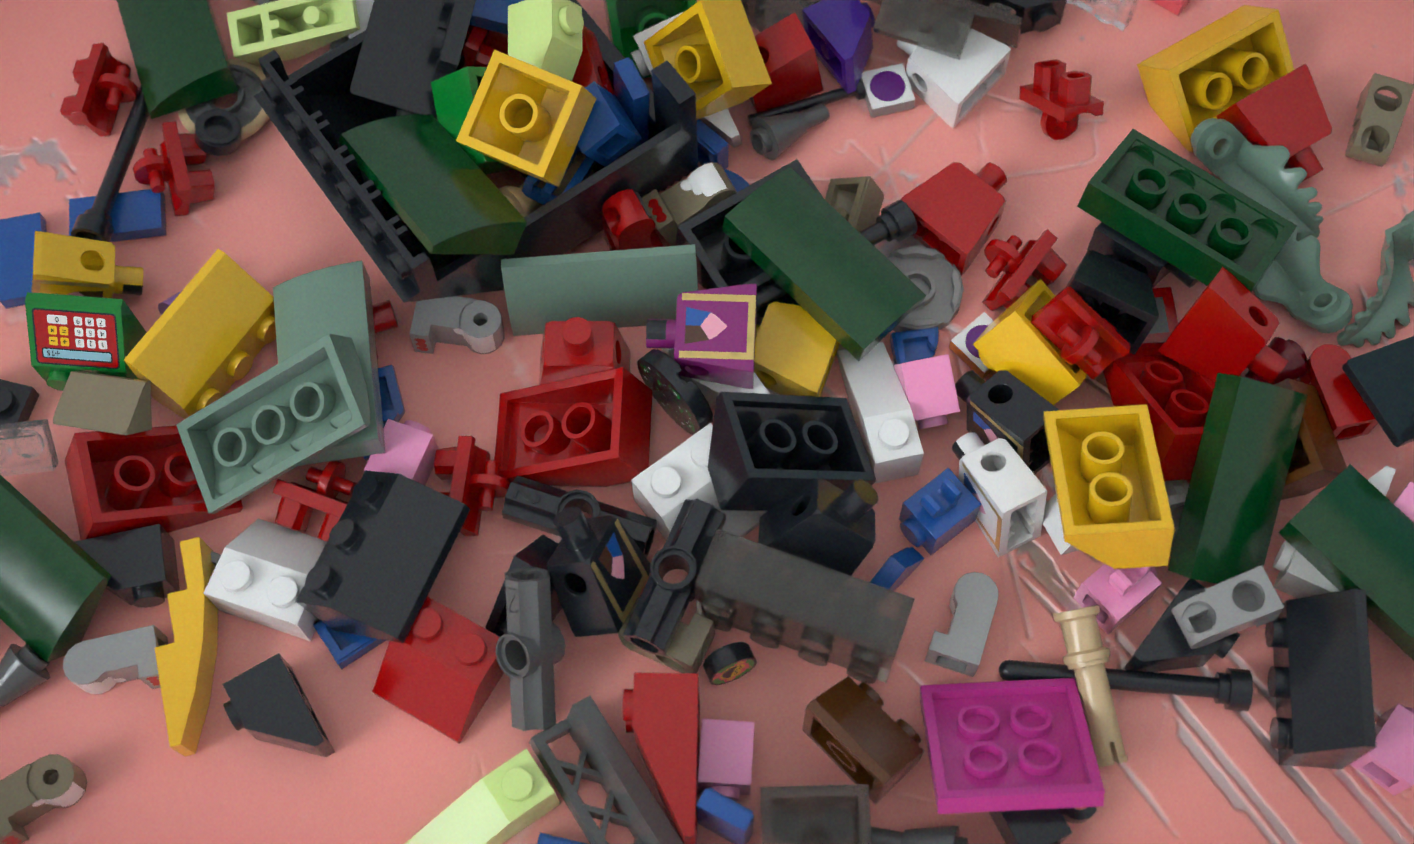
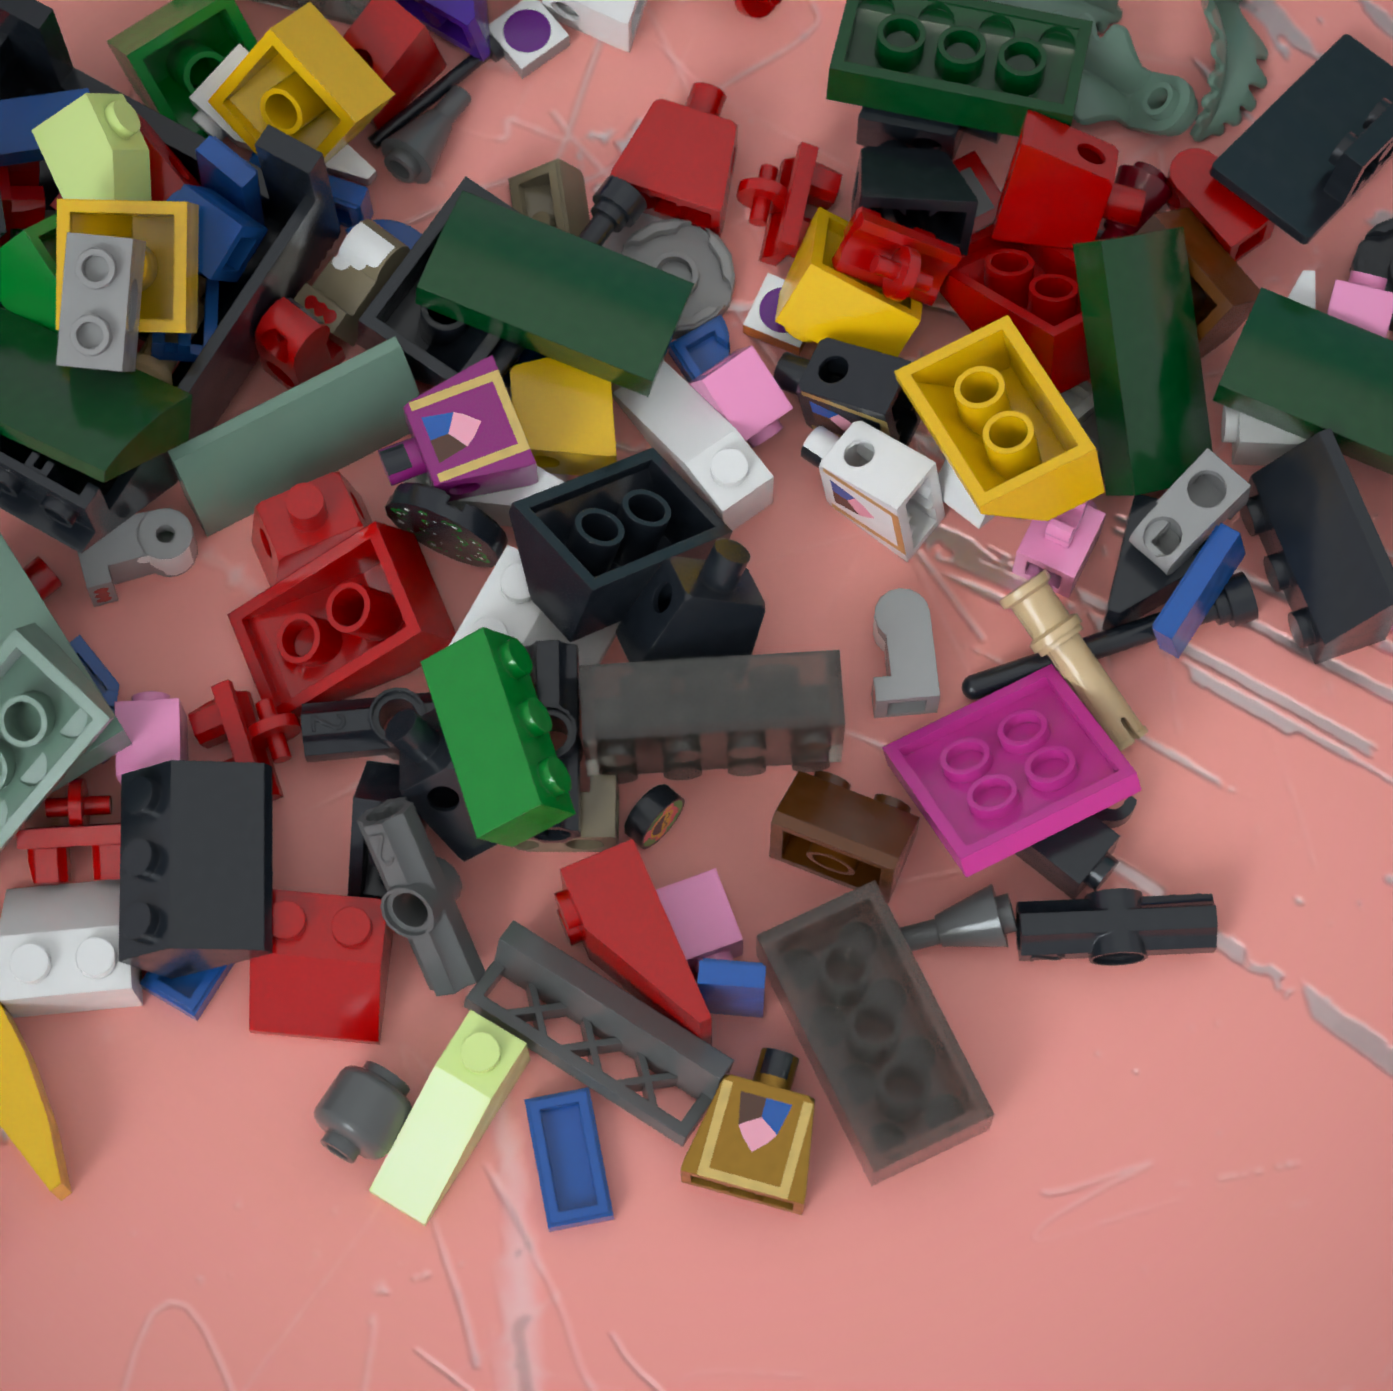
camera: 25 degrees left, 5 degrees up
(275, 708) = (148, 1097): black slope -> none
(418, 789) = (363, 1112): none -> dark grey head
(489, 129) = (101, 302): none -> light grey brick
(633, 556) = (498, 737): none -> green brick
(897, 568) = (799, 623): blue tile -> none
(938, 512) = (817, 538): blue brick -> none
(1211, 669) = (1198, 589): none -> blue tile

